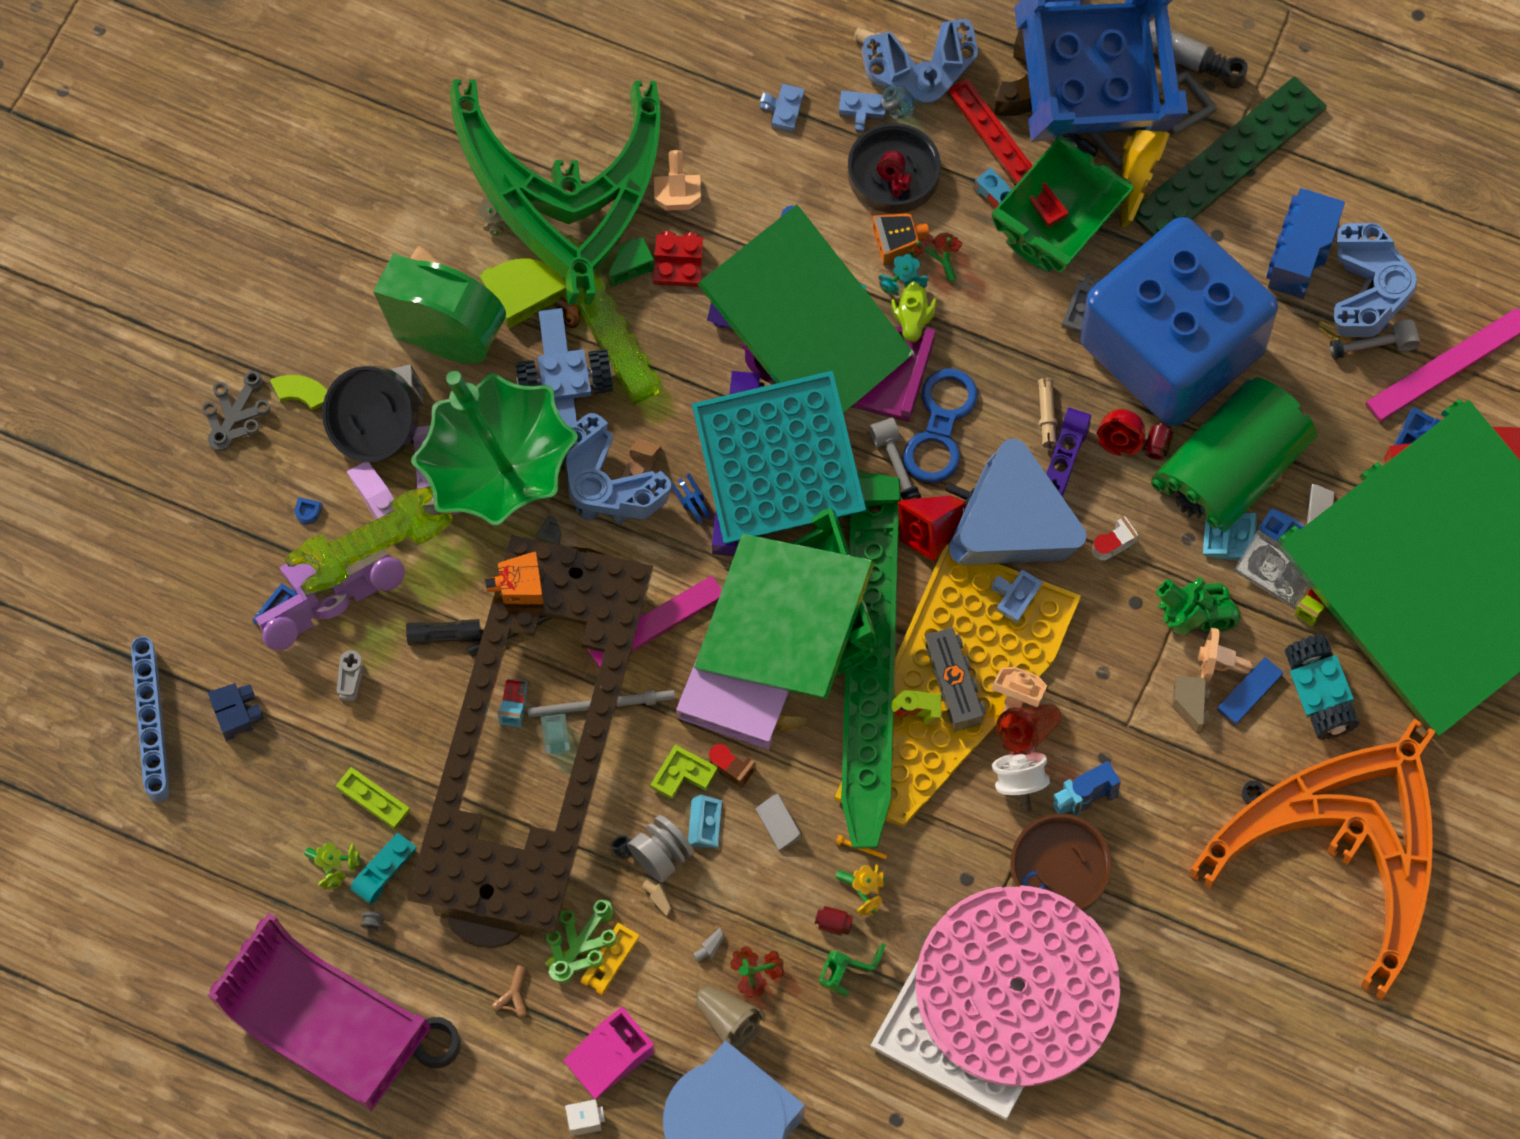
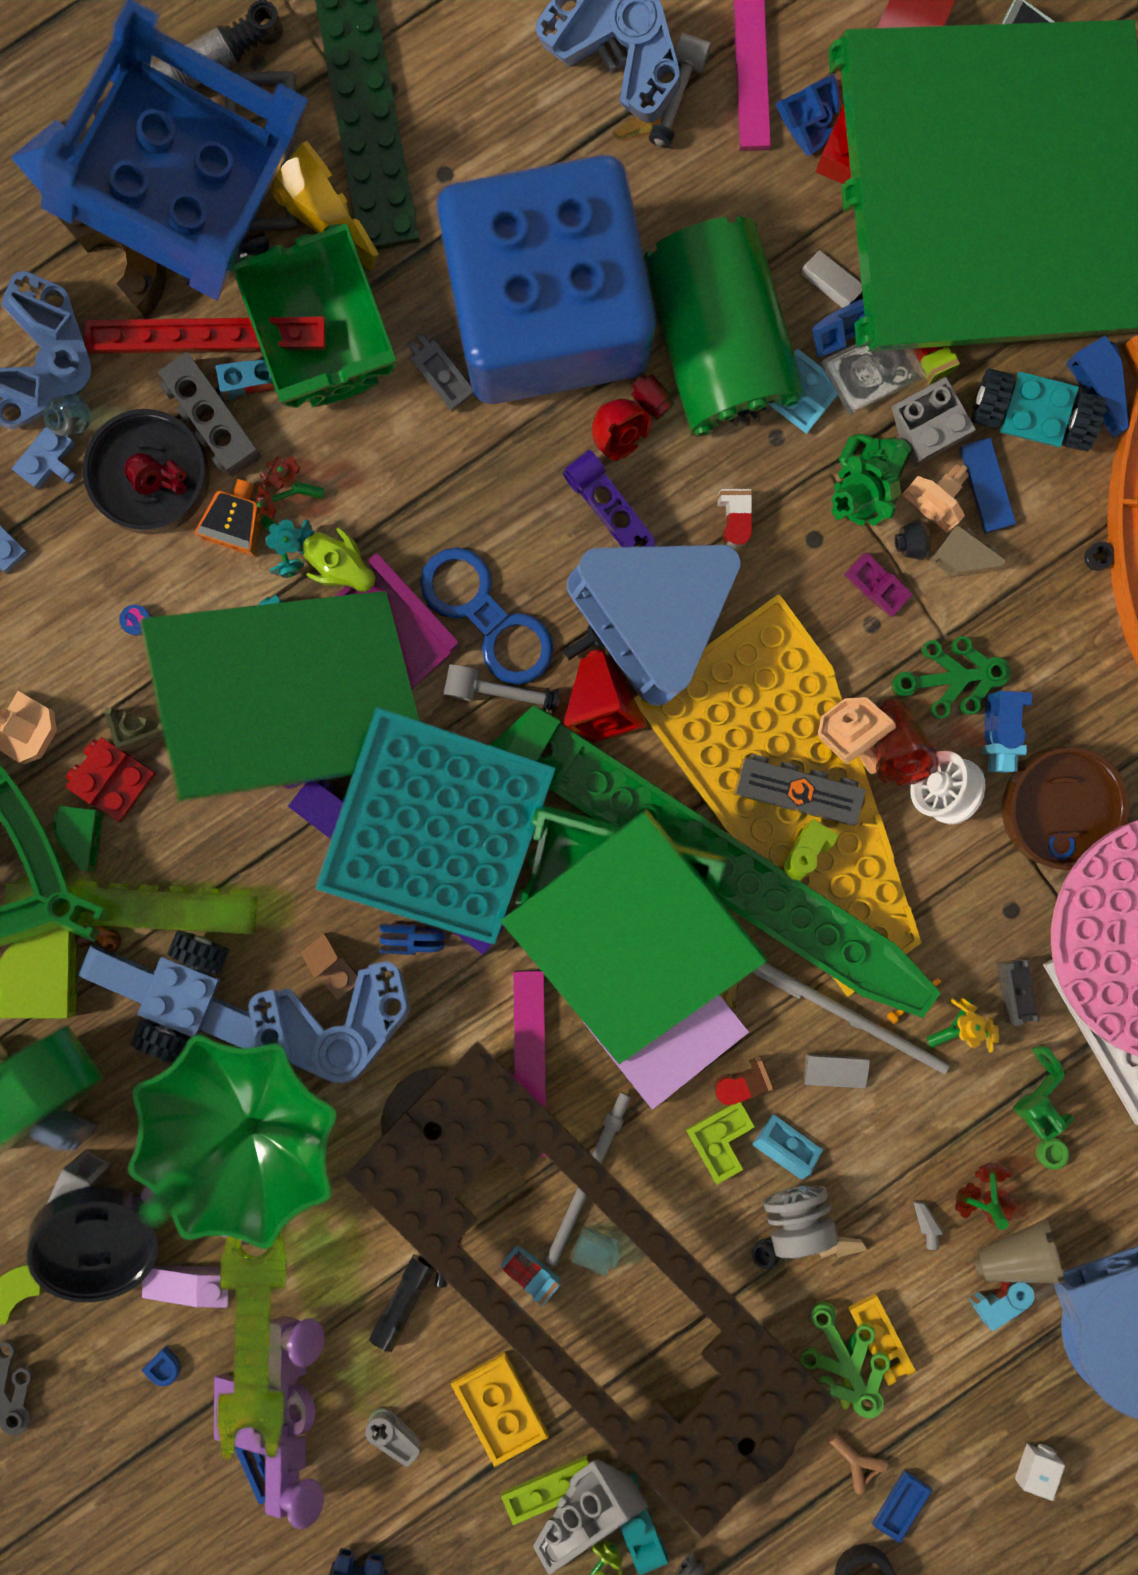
camera: 60 degrees left, 20 degrees up
(382, 827) = (591, 1509): none -> light grey wedge
(408, 737) = (499, 1409): none -> yellow tile
(437, 350) = (63, 1130): none -> sand blue slope
(501, 1042) = (902, 1506): none -> blue tile
(518, 580) = (410, 1209): orange torso -> none
(550, 531) = (352, 1114): dark grey tile -> none
(609, 1053) = (988, 1401): dark pink slope -> none
(686, 1026) = (1003, 1303): none -> medium azure leg
(716, 250) = (131, 731): none -> olive slope
(813, 1002) = (1052, 1153): none -> bright green tile
(818, 766) = (856, 1020): none -> light grey bar
(834, 921) = (982, 1080): dark red brick -> none
(912, 910) = (1017, 991): none -> dark grey hinge
(947, 215) = (185, 373): none -> dark grey brick
(1017, 595) = (743, 662): medium blue plate -> none
(1048, 422) = (544, 492): tan pin -> none
(1102, 746) = (956, 676): none -> green plant
(1132, 658) = (877, 584): none -> magenta slope
(1177, 661) = (914, 540): none -> black cone
(1265, 625) = (932, 421): none -> light grey slope
(1304, 241) = (519, 82): blue piece -> none
(1377, 720) = (1101, 374): none -> blue slope

